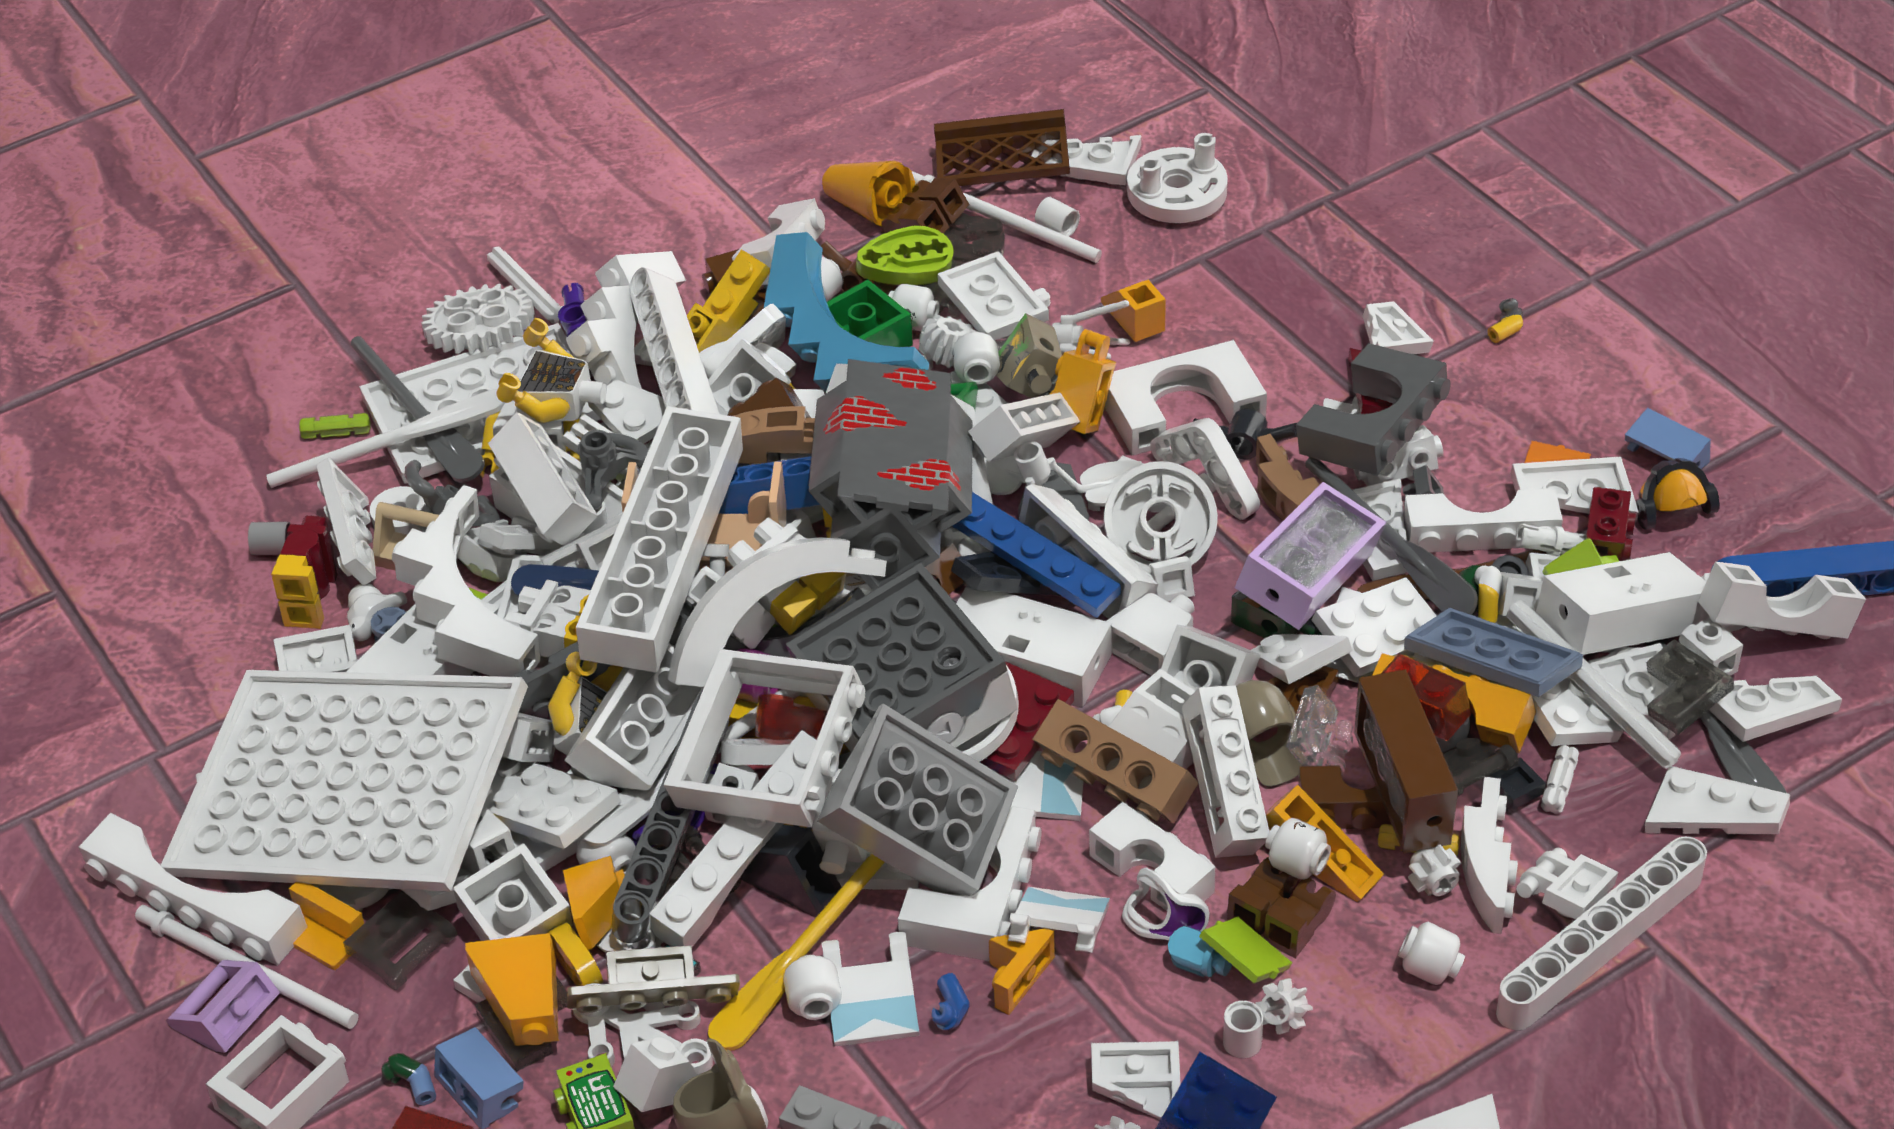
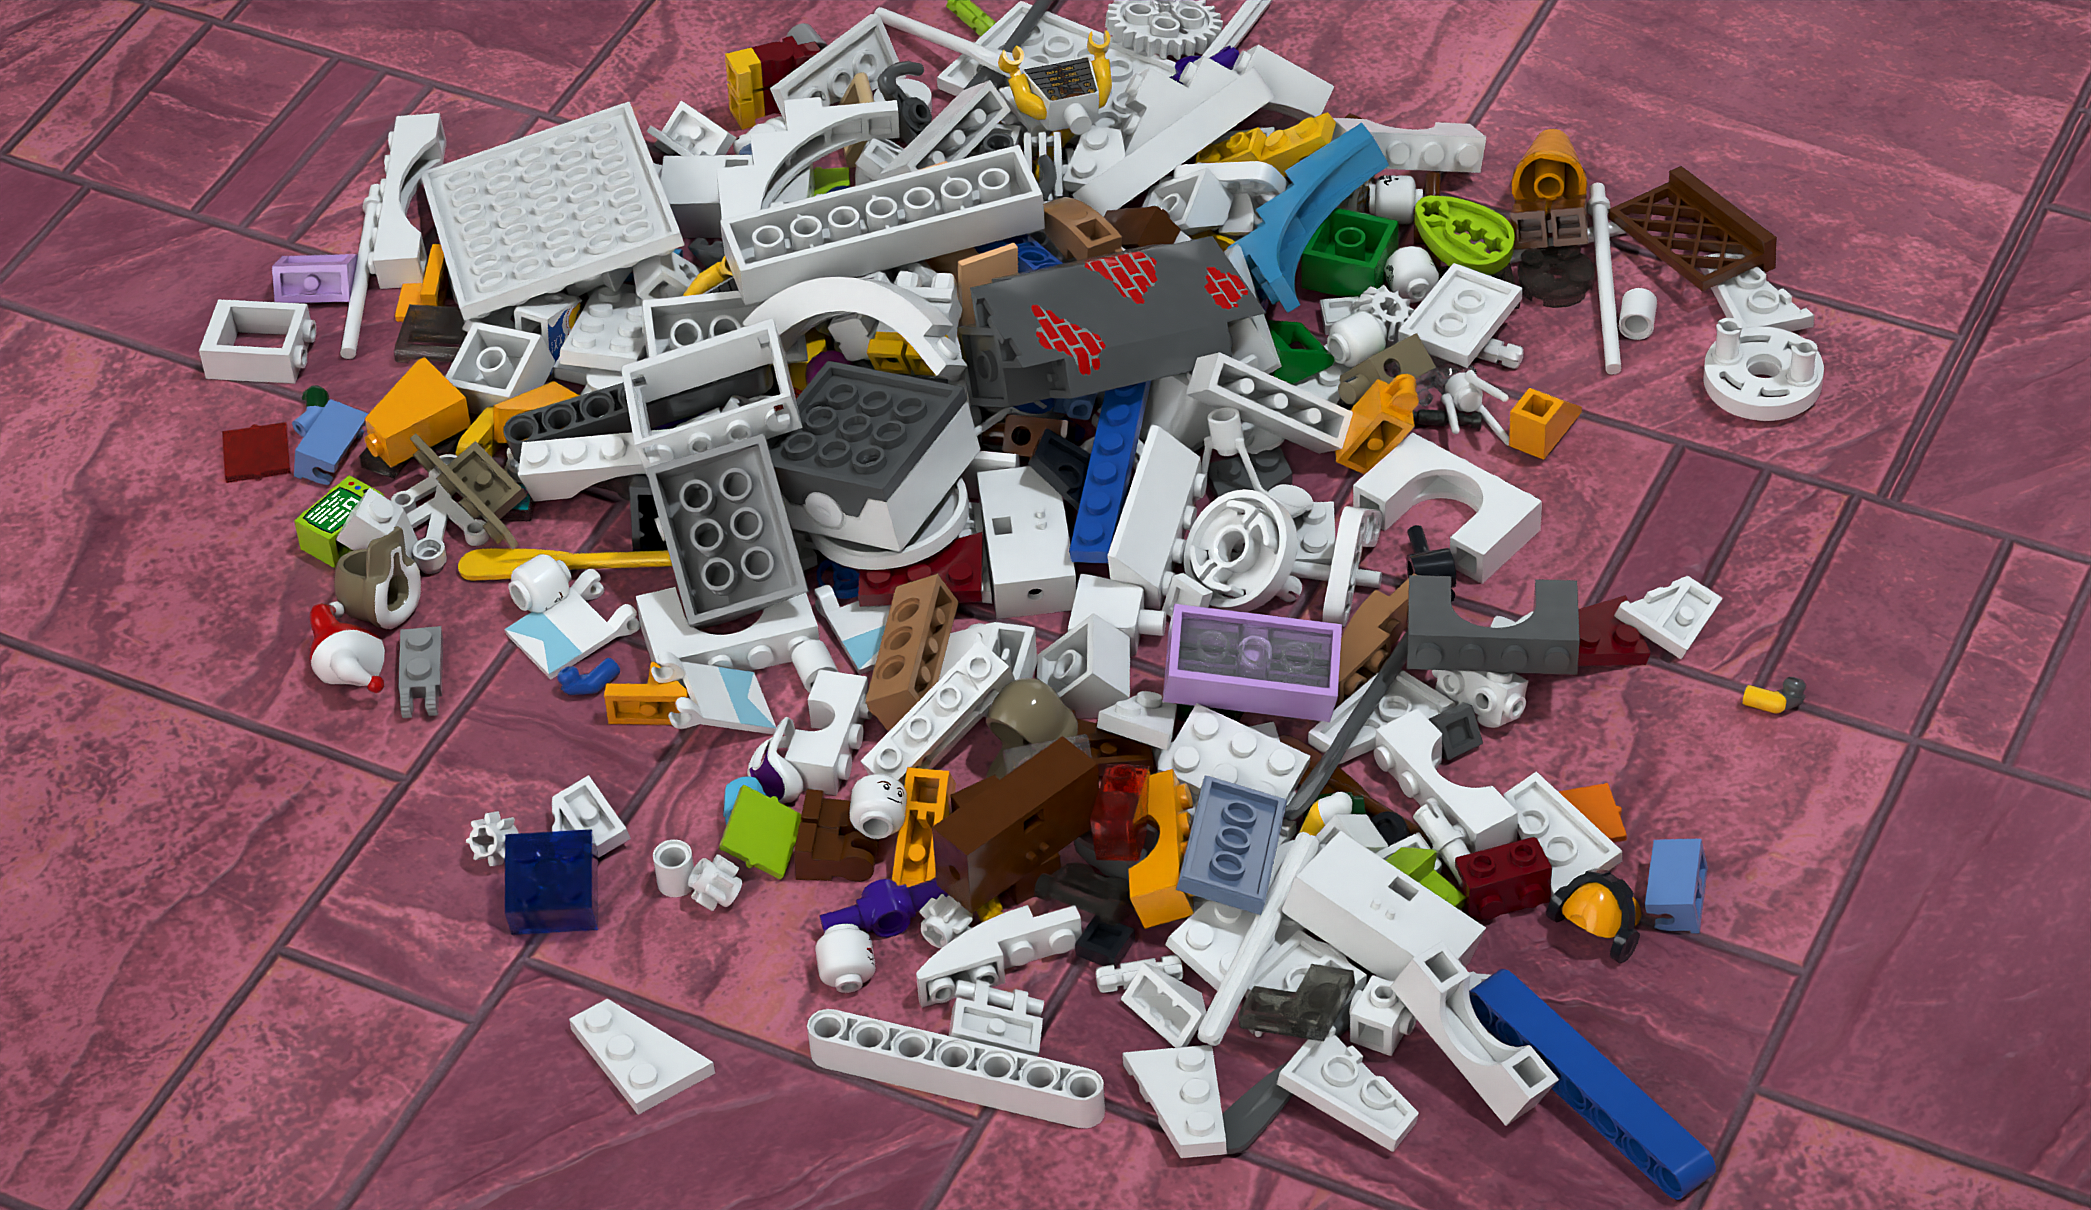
camera: 60 degrees right, 0 degrees up
(1064, 839) = (809, 658): none -> white piece
(1386, 906) = (885, 907): none -> dark purple pin
(1611, 776) = (1166, 1004): none -> white slope

